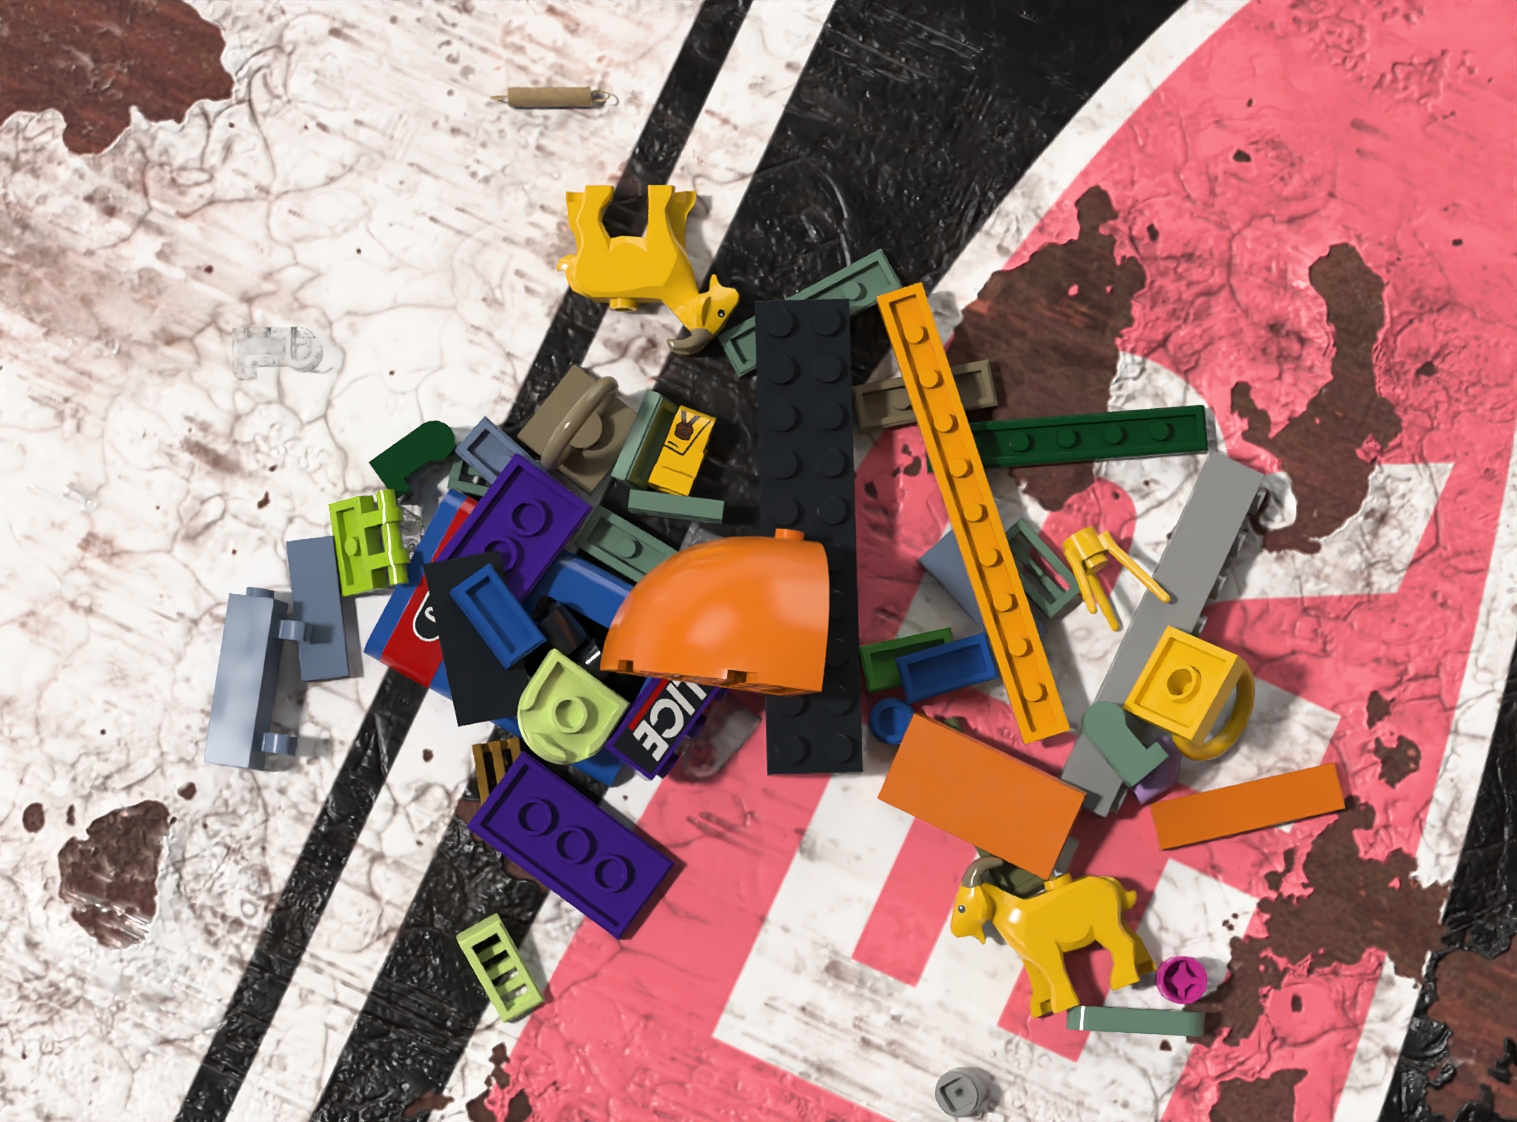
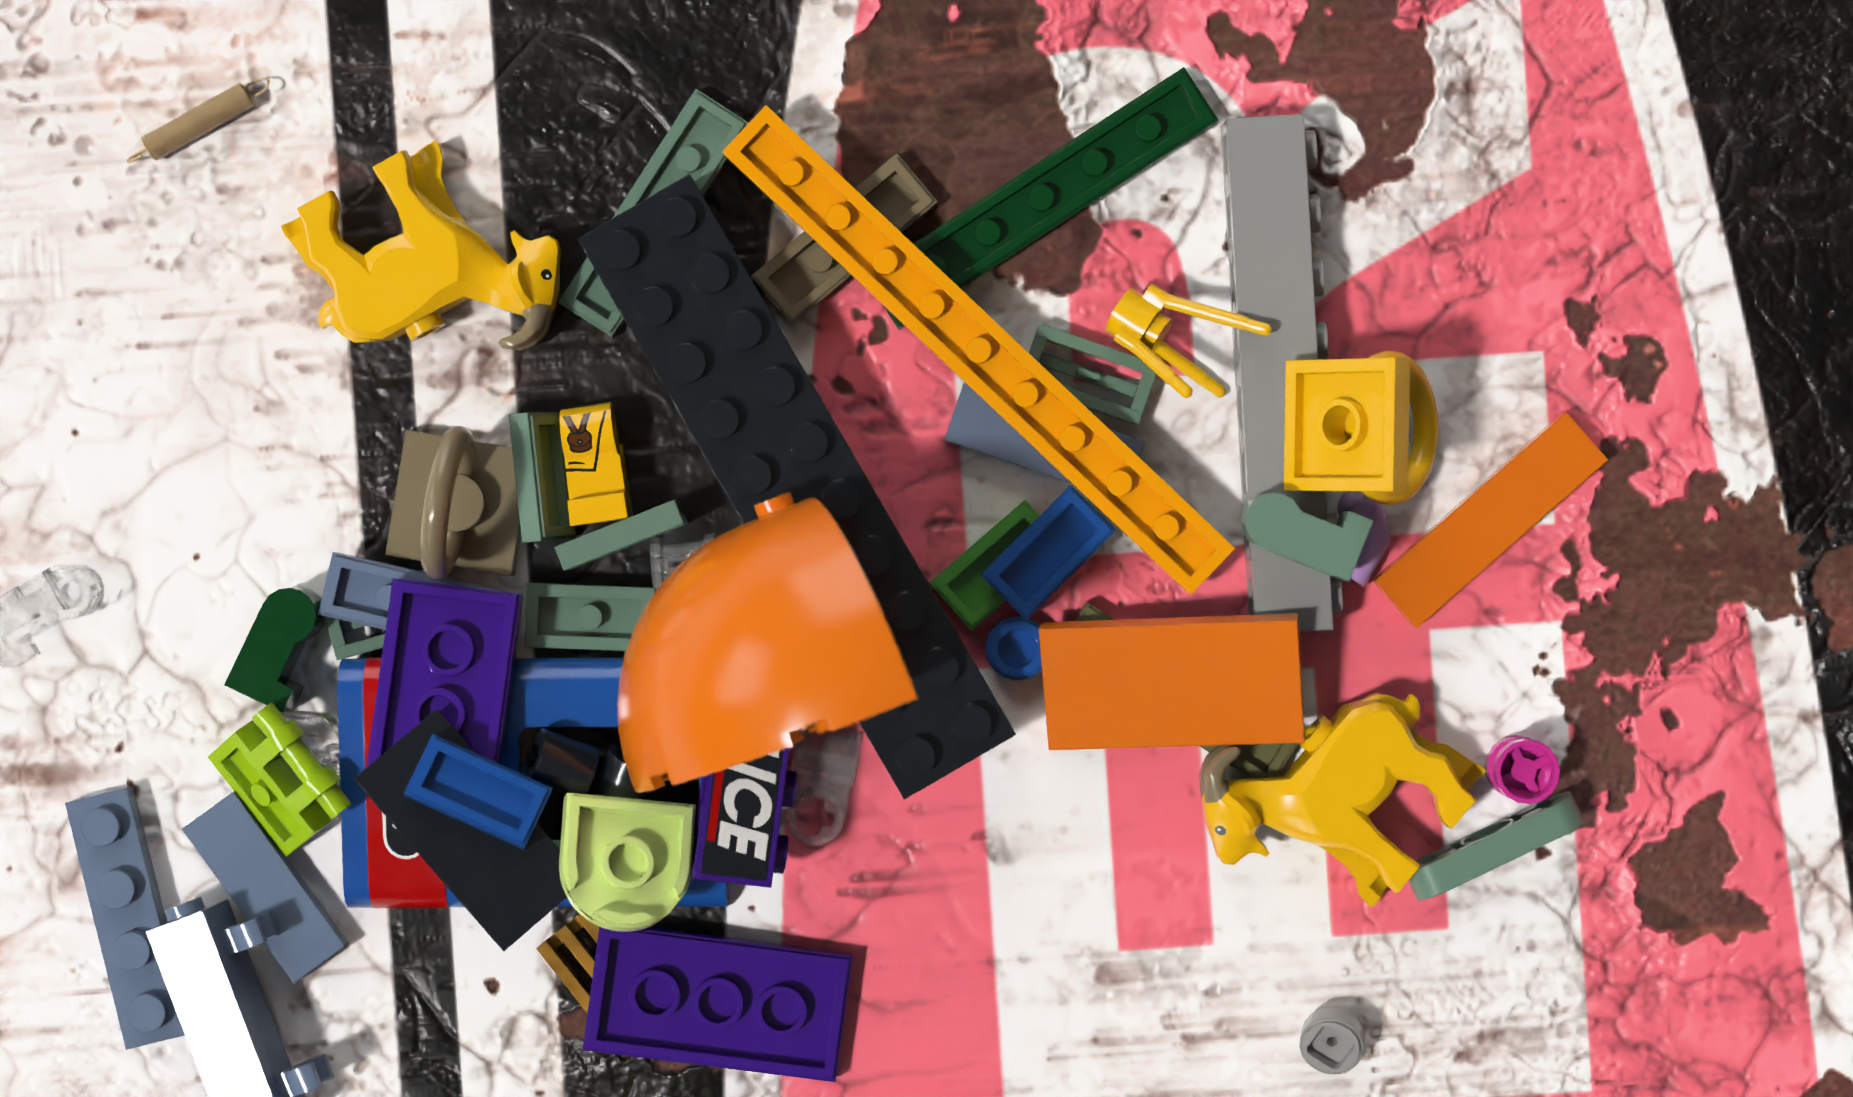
camera: 30 degrees left, 5 degrees up
(218, 572) = (124, 908): none -> sand blue plate

